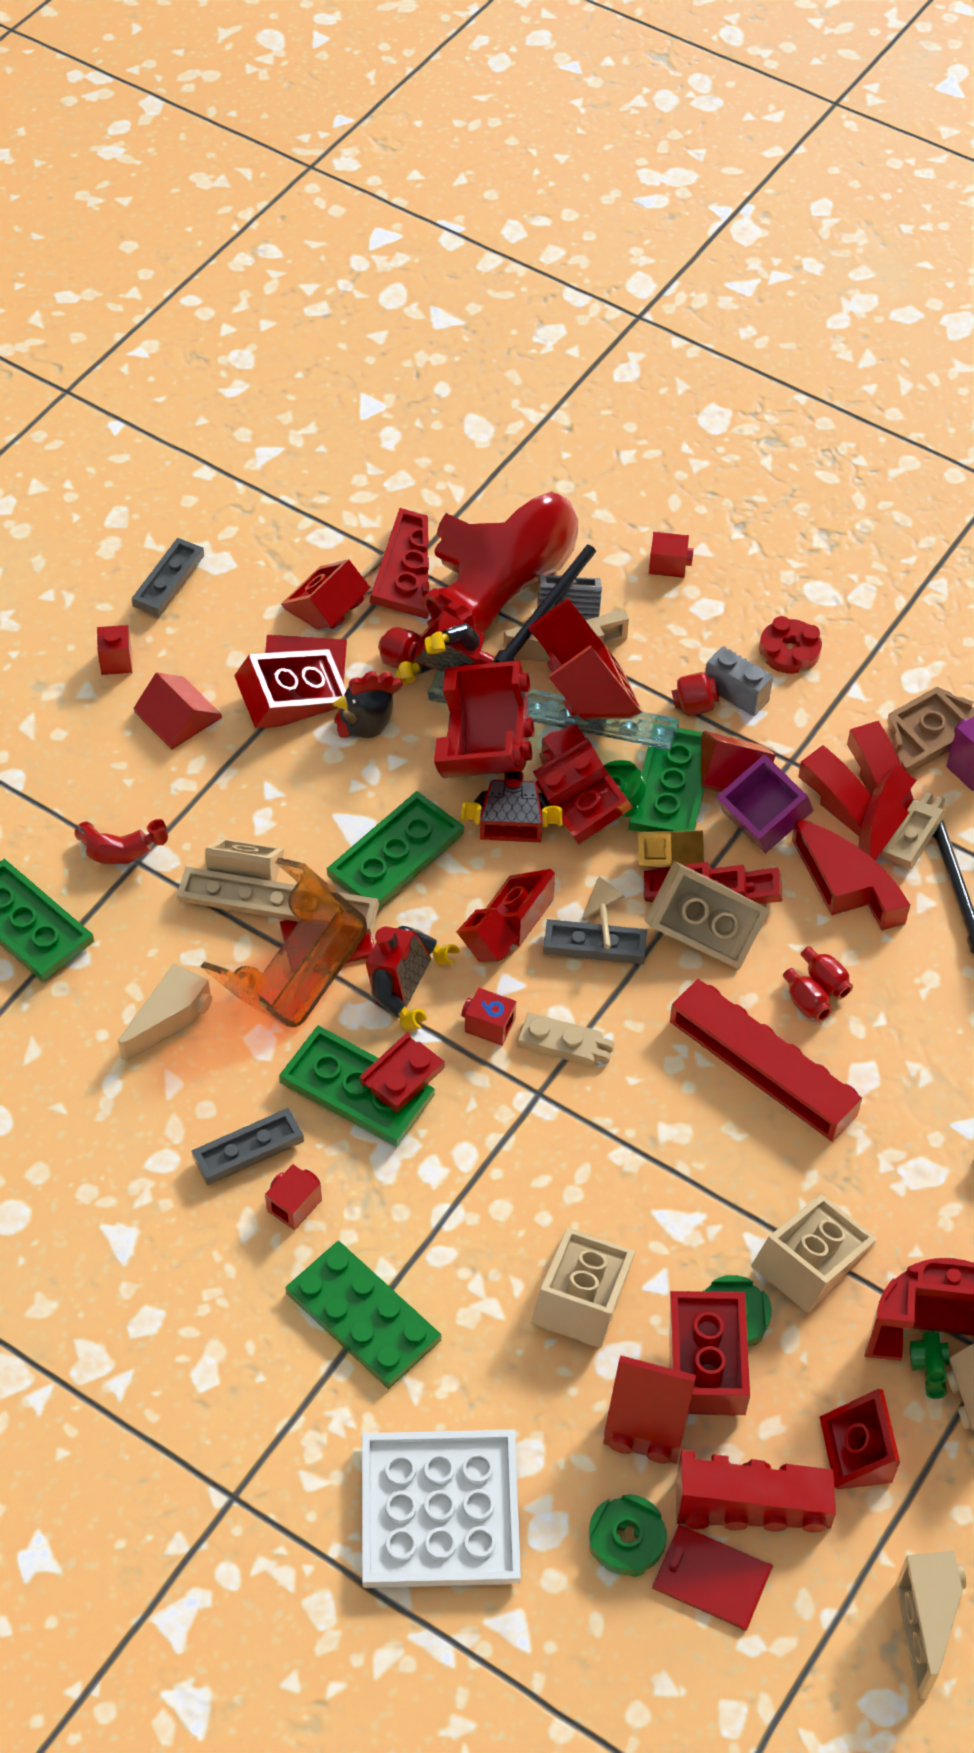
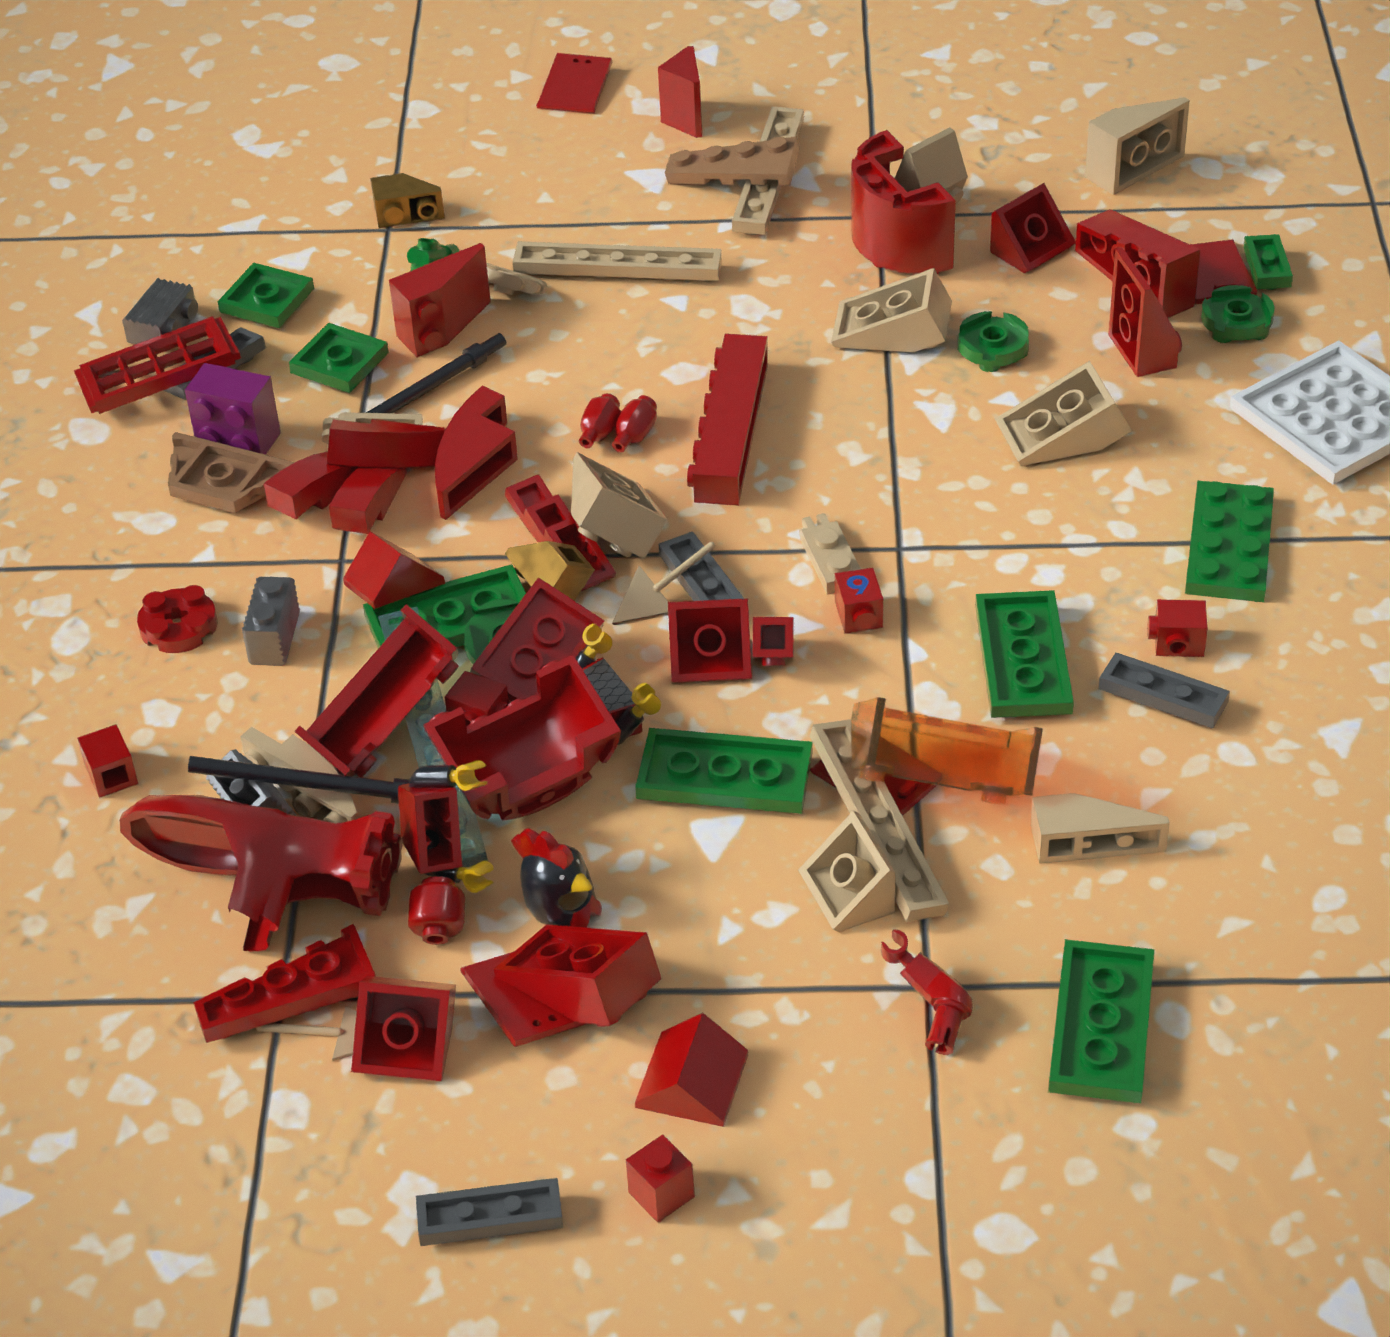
camera: 120 degrees left, 10 degrees down
(398, 966) = (868, 672): torso -> none
(402, 1072) = (985, 615): red plate -> none
(570, 772) = (514, 656): red plate -> none
(682, 1621) = (1267, 262): none -> green plate
(695, 694) = (314, 645): red head -> none
(711, 1343) = (1058, 316): red slope -> none
(764, 803) = (439, 517): magenta piece -> none

